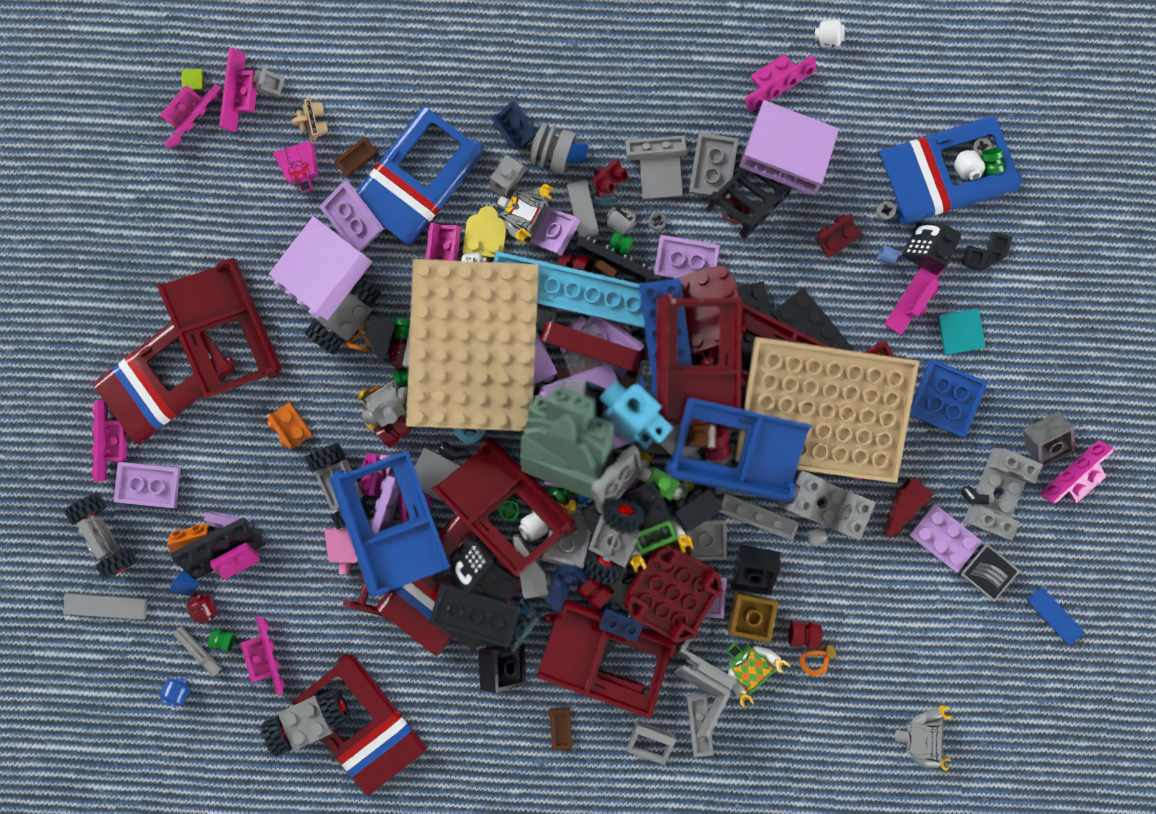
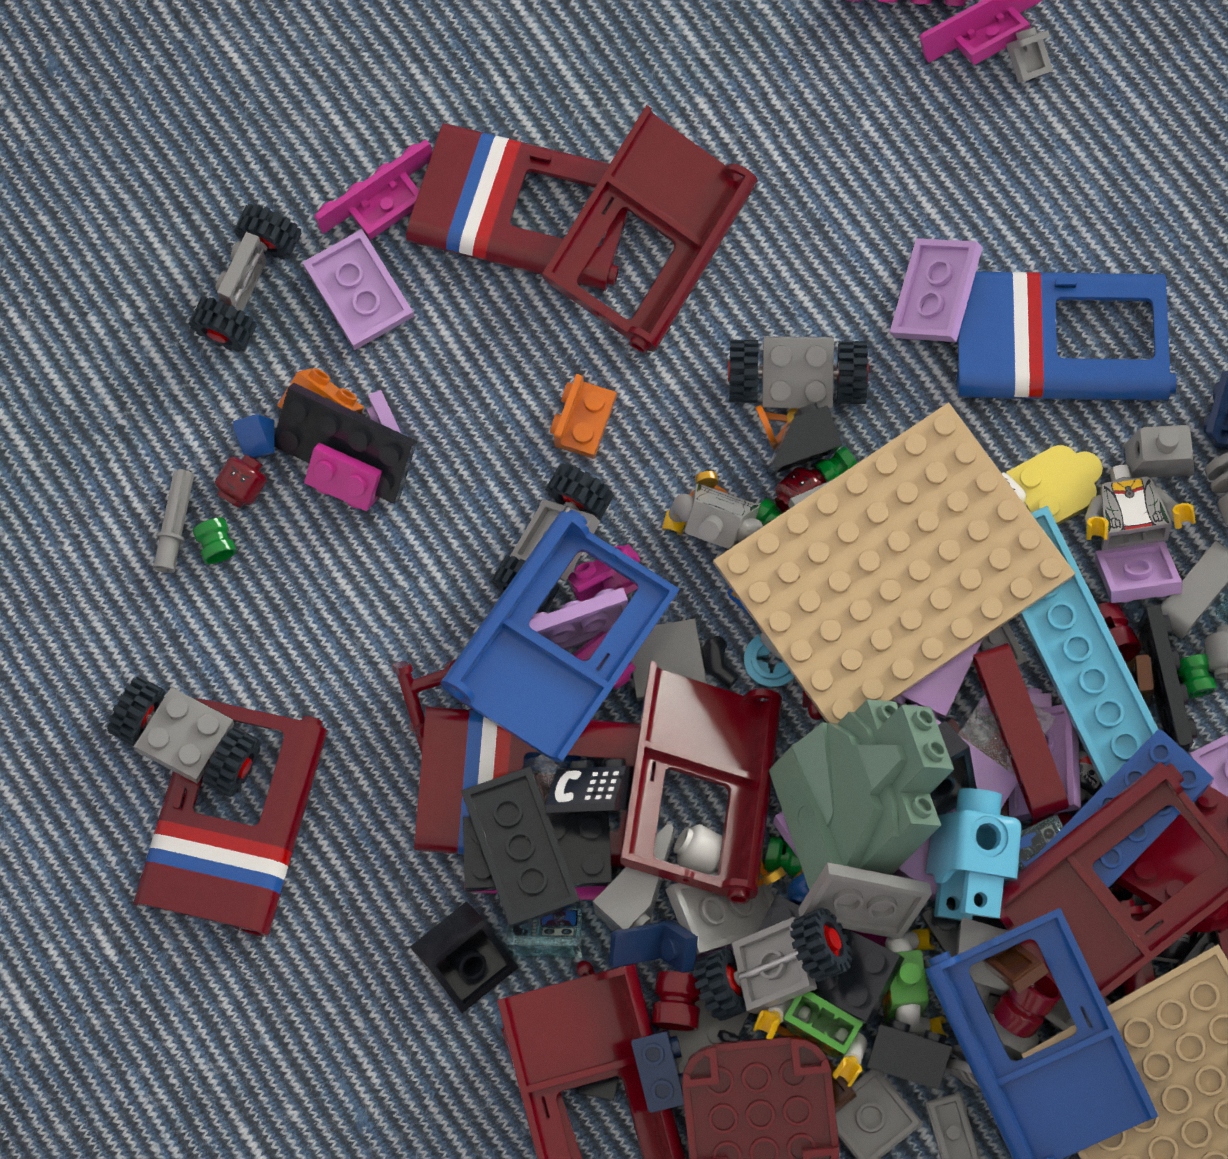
camera: 50 degrees right, 15 degrees down
(105, 606) = (146, 355): light grey tile -> none
(175, 692) = (95, 530): blue head -> none
(260, 659) = (228, 610): dark pink bracket -> none
(299, 165) = (951, 172): dark pink torso -> none
(310, 111) = (1035, 134): tan hips -> none
(319, 269) = (834, 296): lavender brick -> none
(340, 549) = (465, 607): bright pink torso -> none
(356, 157) = (1022, 238): reddish brown tile -> none
(391, 439) = (687, 557): dark red wheel -> none
(443, 242) = (1004, 432): dark pink bracket -> none
(506, 510) = (697, 793): green wheel -> none
(560, 728) = (435, 1110): reddish brown tile -> none

